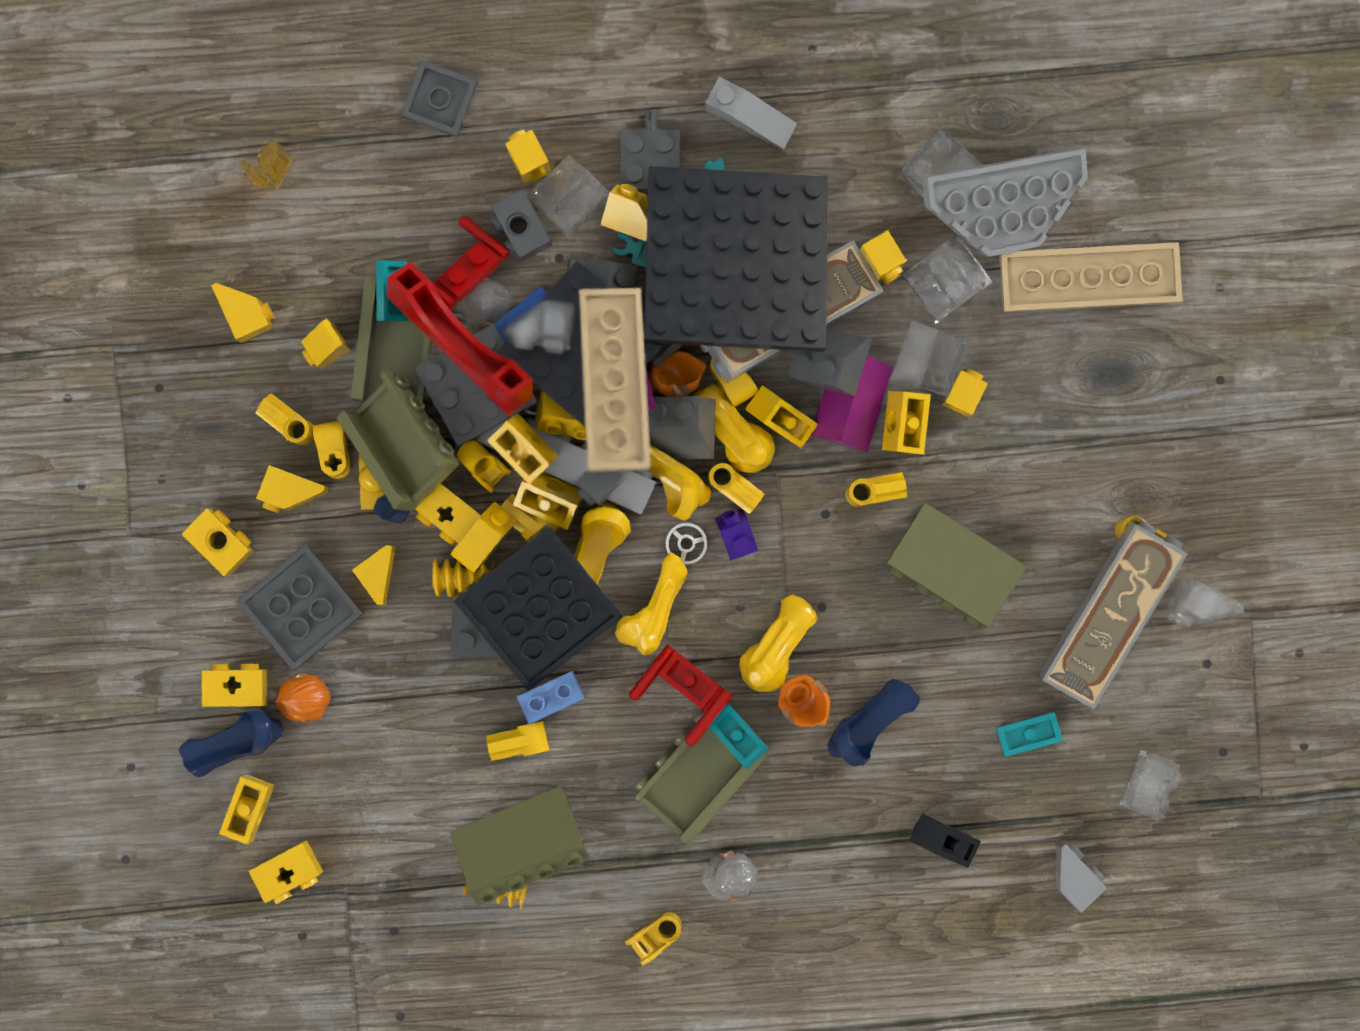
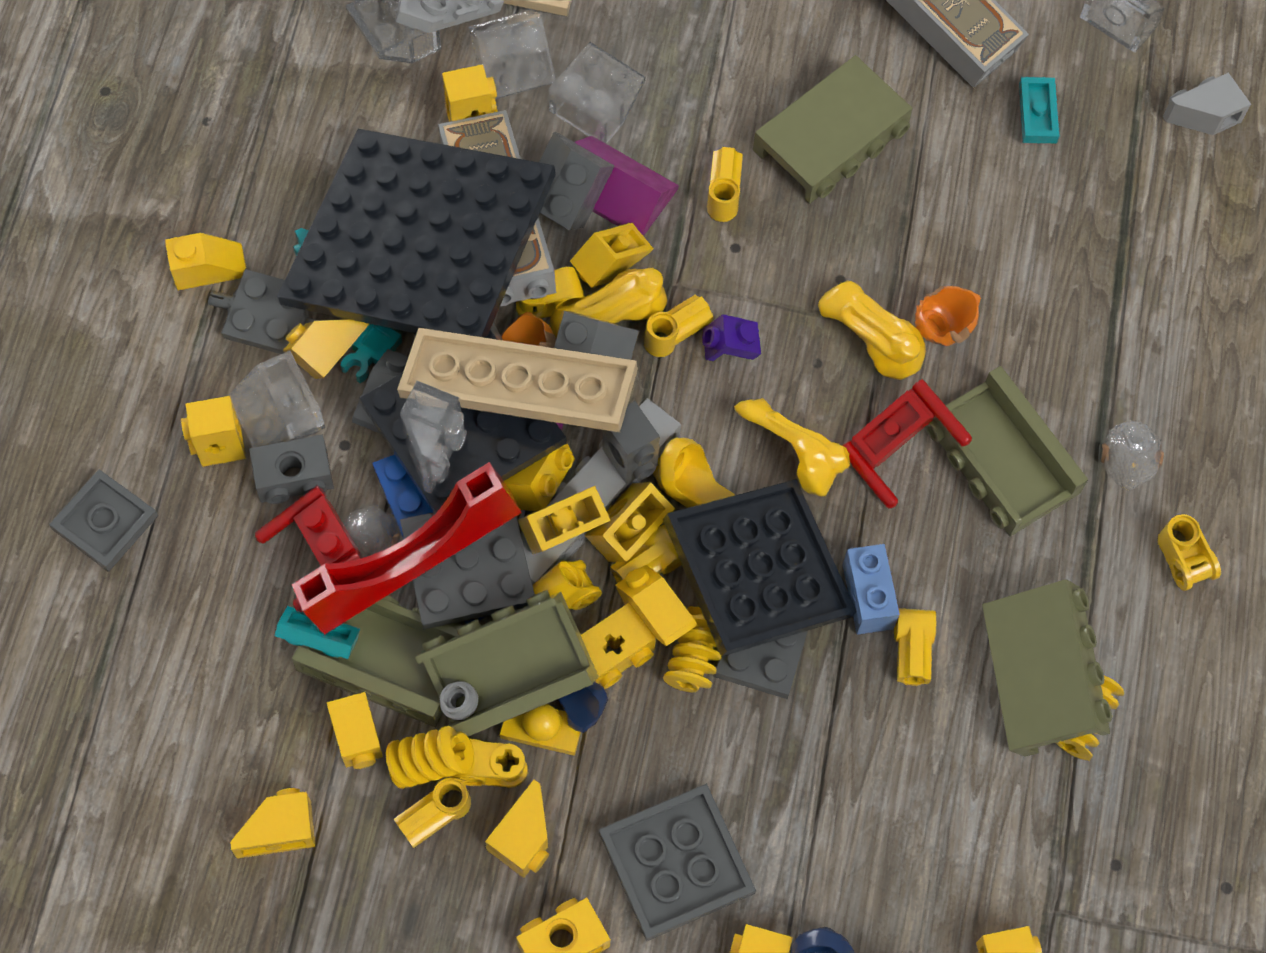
camera: 75 degrees left, 20 degrees down
(271, 167) = (114, 746): clear yellow bracket -> none
(303, 698) = (793, 891): orange hair -> none
(318, 405) = (429, 757): none -> yellow piece
(367, 405) = (450, 695): none -> light grey plate
(376, 574) = (663, 754): yellow slope -> none
(679, 95) = (204, 260): none -> yellow slope
(681, 485) = (664, 379): yellow hair -> none
(694, 541) = (718, 401): white piece -> none
(738, 737) = (974, 388): teal plate -> none
(749, 113) = (252, 197): light grey slope -> none
(857, 734) = (996, 276): dark blue hair -> none
(906, 422) = (659, 129): yellow brick -> none
(944, 840) = (1137, 221): black slope -> none
(966, 392) = (651, 64): yellow brick -> none

